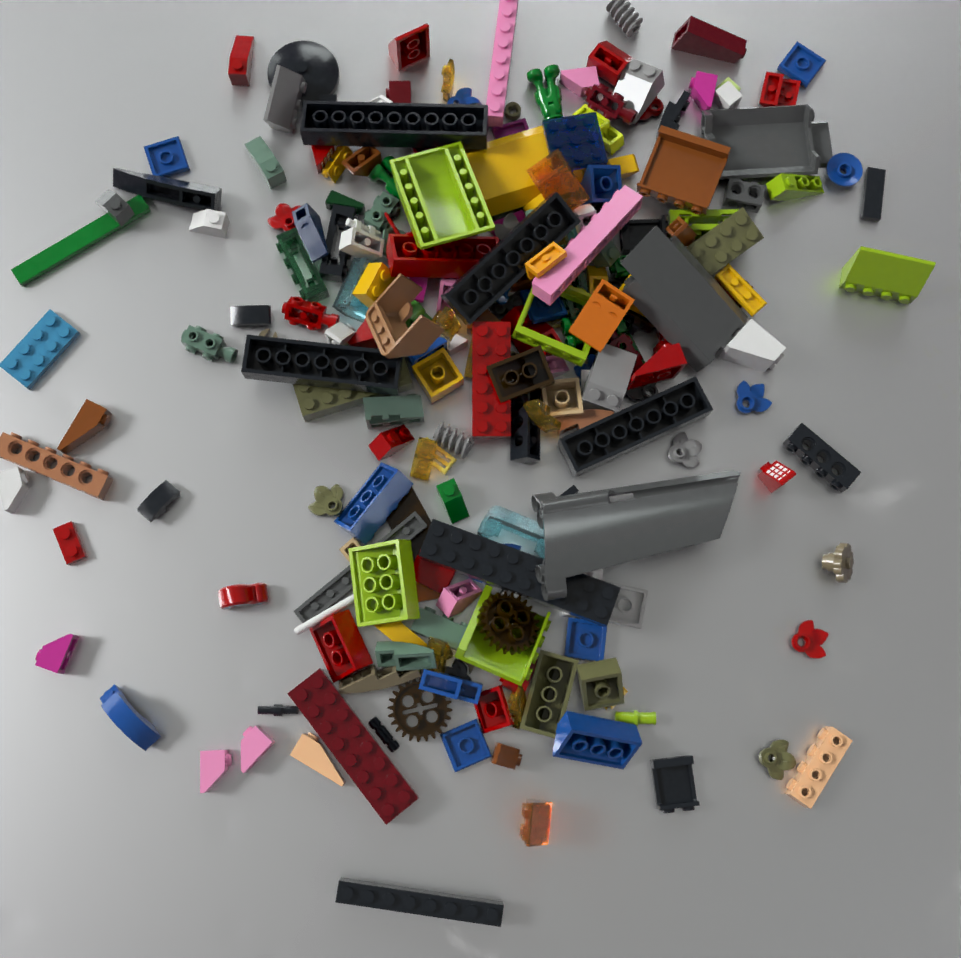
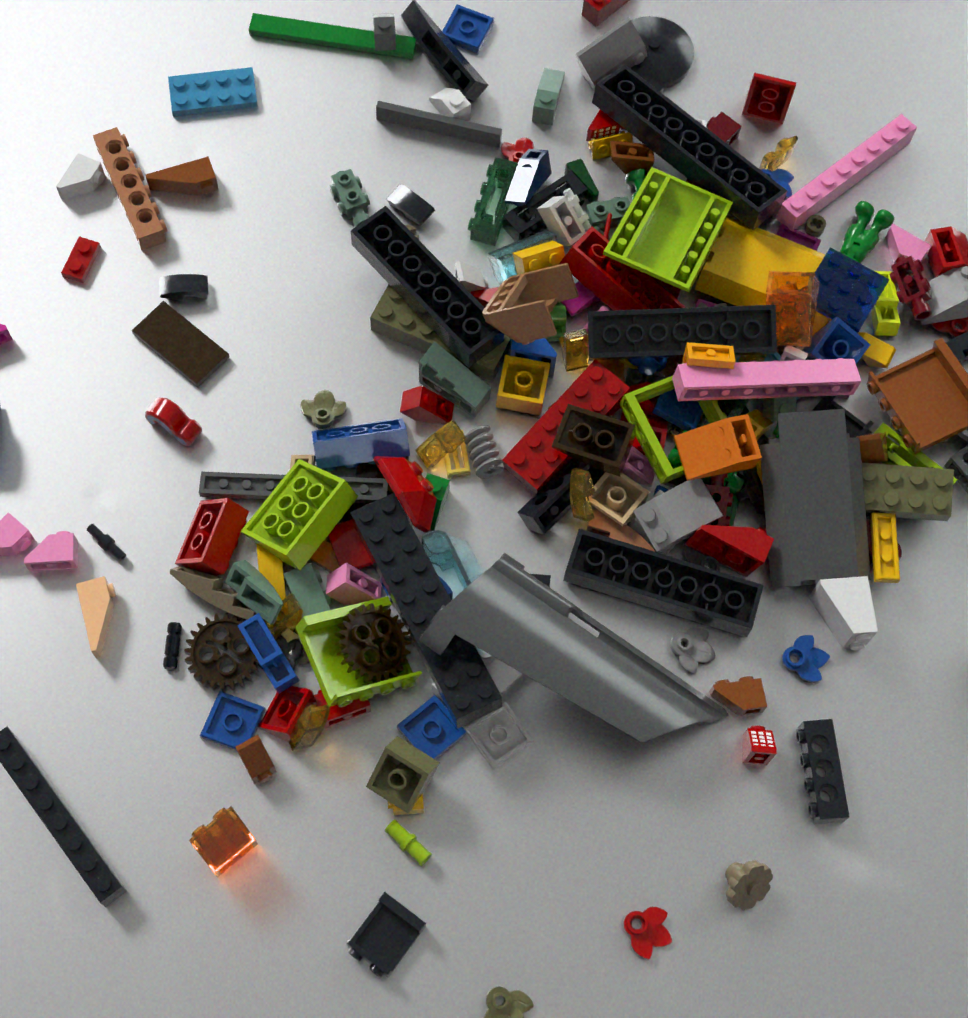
camera: 45 degrees right, 10 degrees down
(194, 540) = (180, 343): none -> dark brown tile
(214, 243) = (438, 124): none -> dark grey tile
(308, 313) = (460, 241): red brick -> none
(325, 614) = (213, 494): white piece -> none
(353, 746) = (136, 630): dark red brick -> none
(438, 506) = (410, 489): none -> red wedge
(457, 344) = (565, 375): white slope -> none
(548, 693) = (347, 743): olive slope -> none
(596, 740) = (349, 822): blue slope -> none
(739, 455) = (742, 696): none -> dark orange slope

